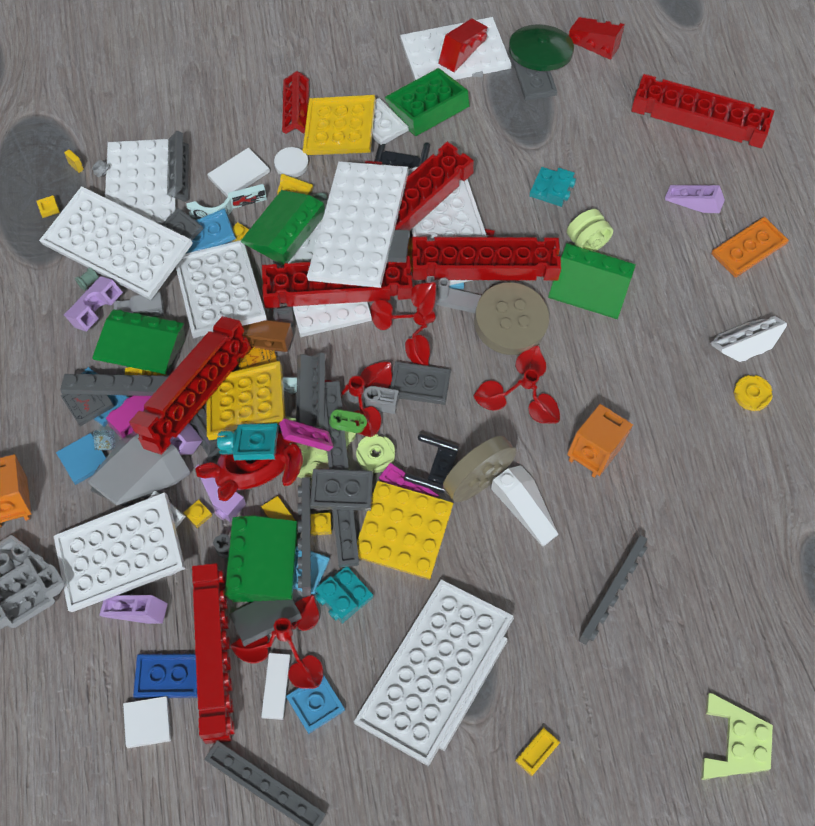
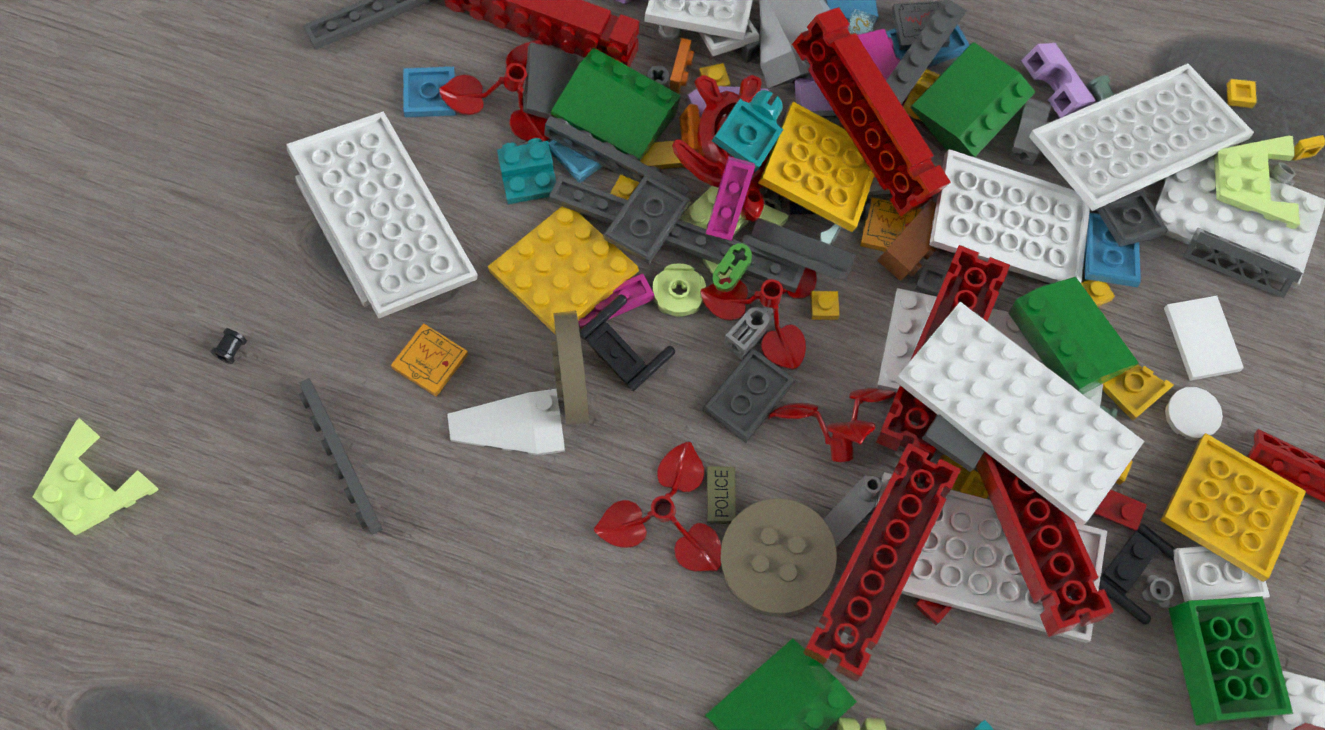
camera: 115 degrees right, 5 degrees up
(116, 182) = (1245, 181): none -> yellowish green wing
(199, 538) = (679, 74): none -> orange plate
(234, 200) = (1153, 303): light aqua piece -> none
(256, 499) = (689, 126): none -> orange plate
(276, 686) = (469, 63): white tile -> none
(335, 369) = (824, 305): none -> yellow plate
(408, 144) = (1165, 587): none -> light grey plate
(492, 367) = (721, 494): none -> olive tile
(515, 577) = (429, 360): none -> light orange tile
(537, 752) = (230, 271): yellow tile -> none
(591, 710) = (228, 346): none -> black bush
(599, 440) = (528, 542): orange container -> none

